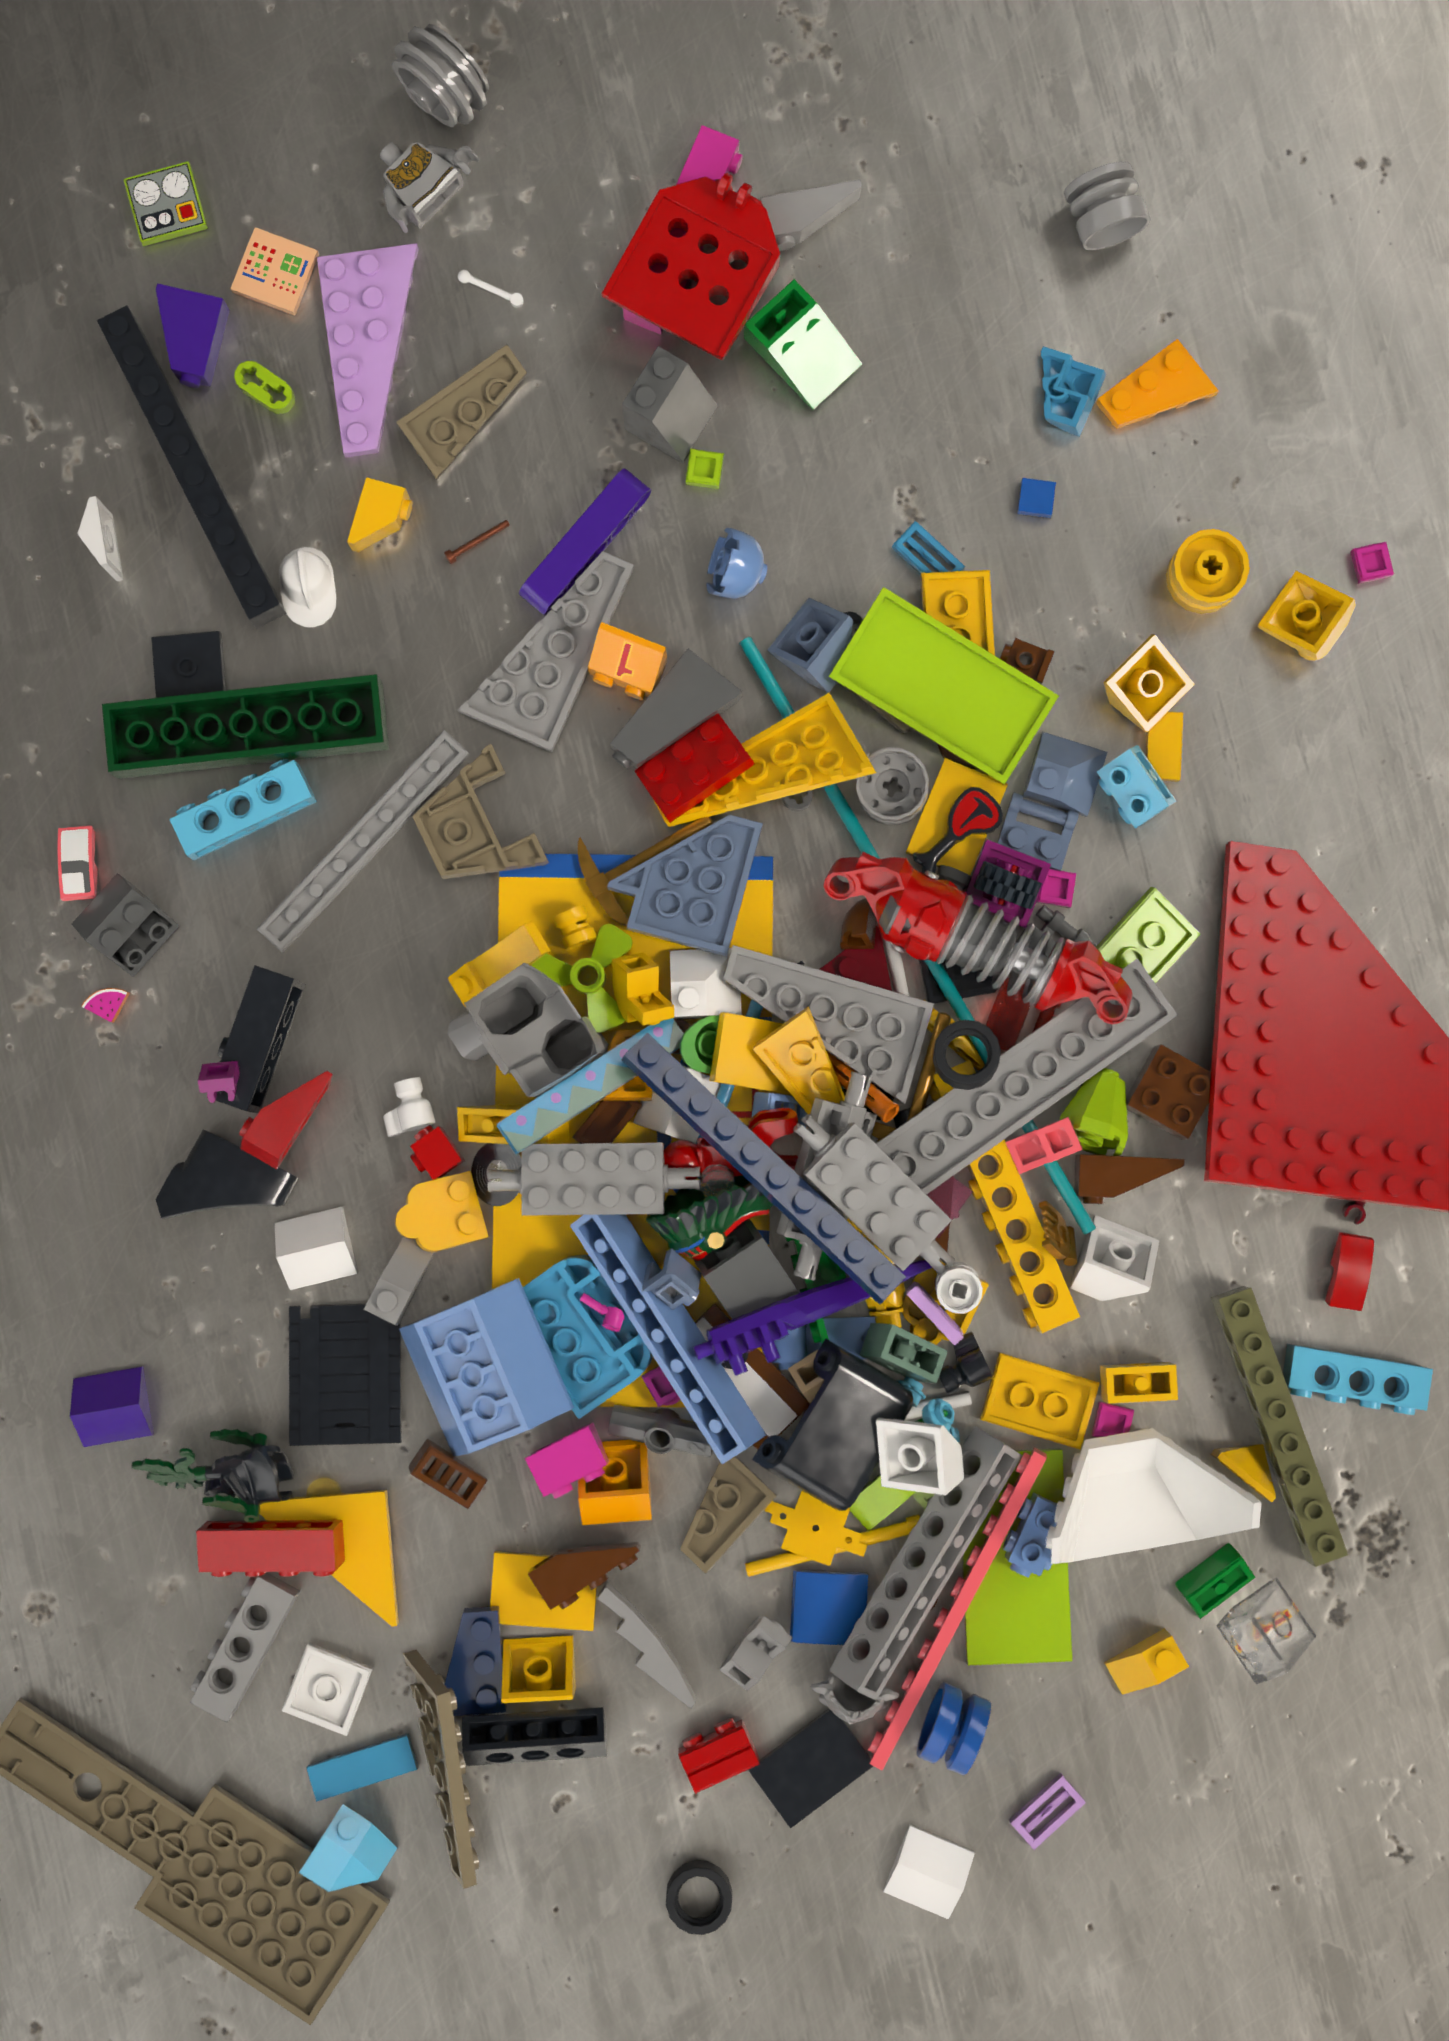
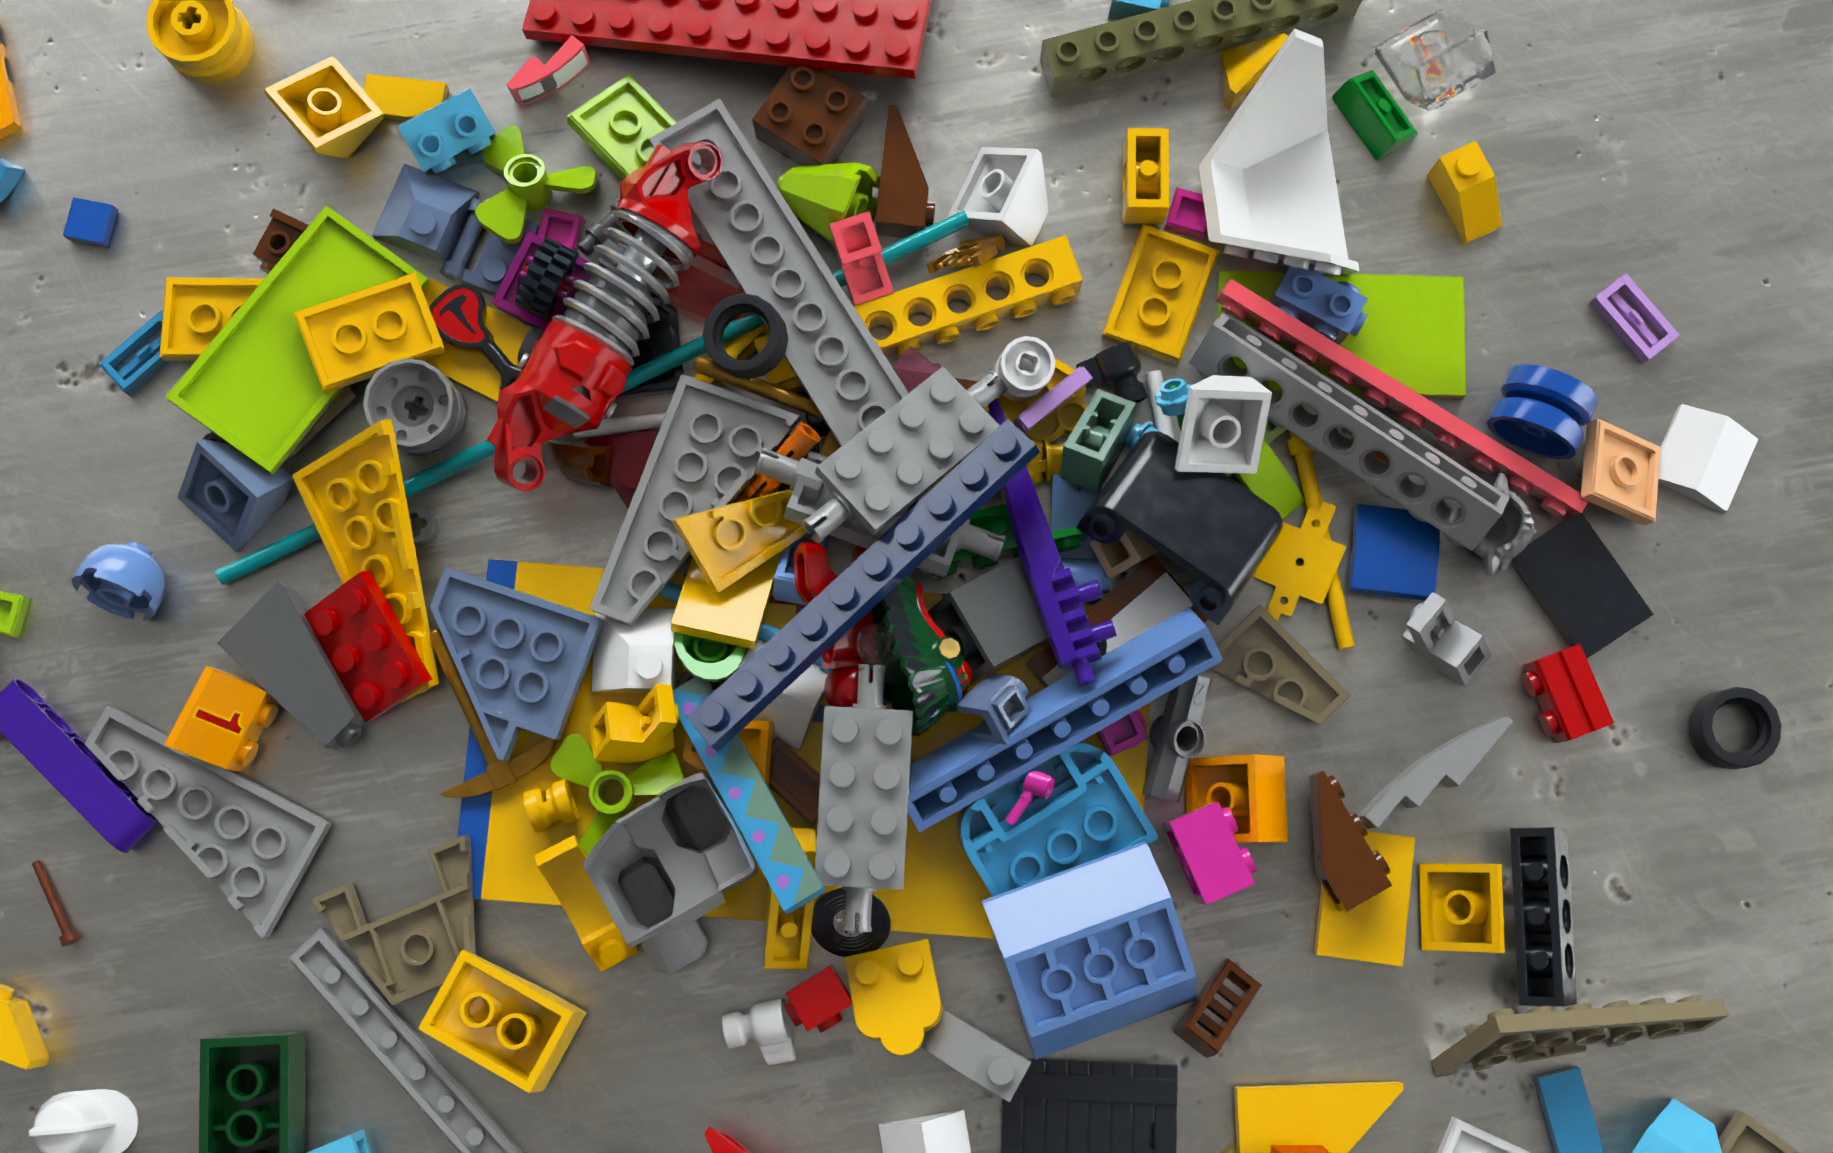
camera: 85 degrees left, 5 degrees down
(404, 904) = (502, 1022): none -> yellow slope
(477, 1663) = (1451, 983): dark blue wing -> none
(908, 1798) = (1620, 472): none -> light nougat tile
(952, 743) = (367, 330): none -> yellow tile
(1066, 844) = (527, 184): none -> lime piece
(1188, 858) = (540, 79): none -> coral slope

